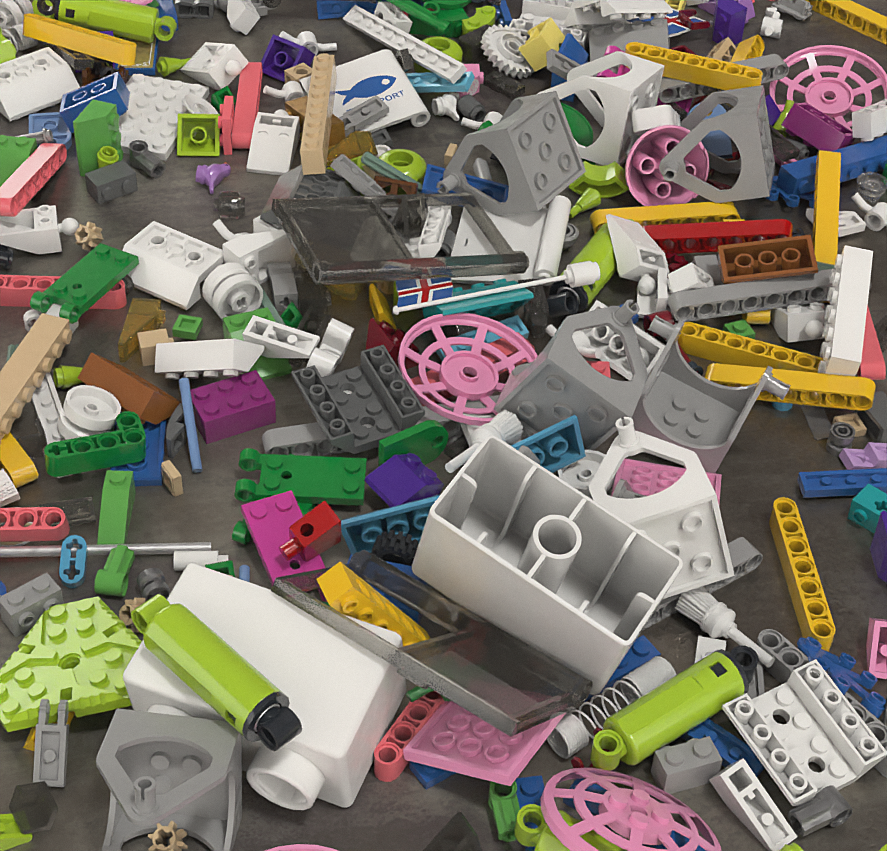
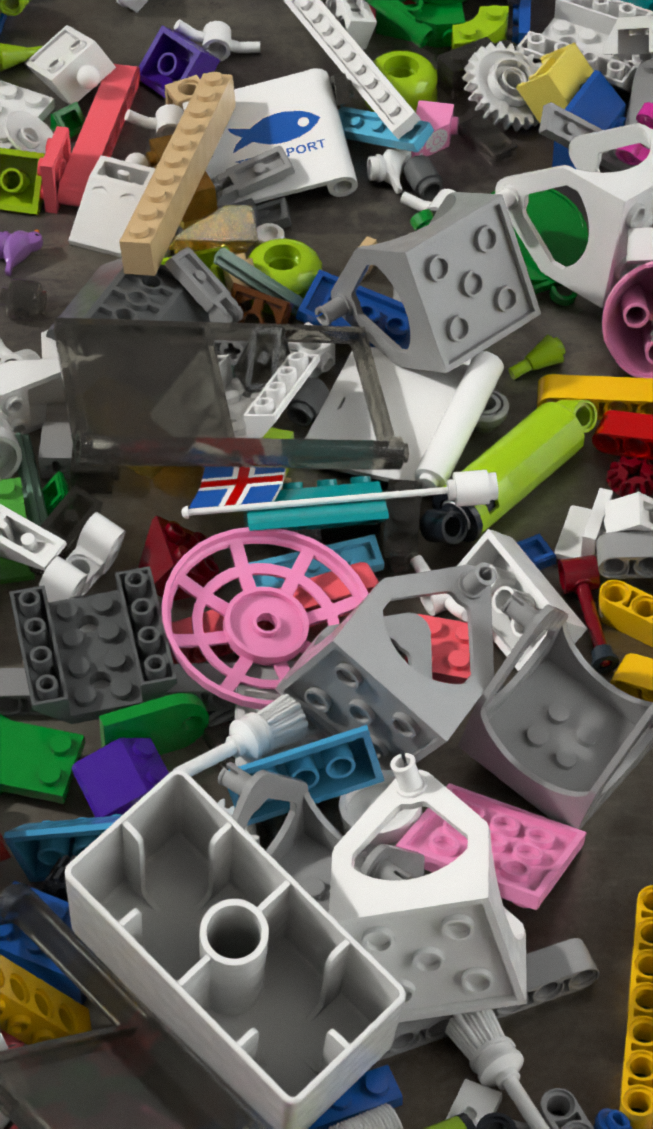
camera: 15 degrees right, 5 degrees up
(380, 306) = (186, 487): yellow slope -> none
(606, 179) = (572, 321): lime brick -> none
(636, 253) = (576, 455): white slope -> none

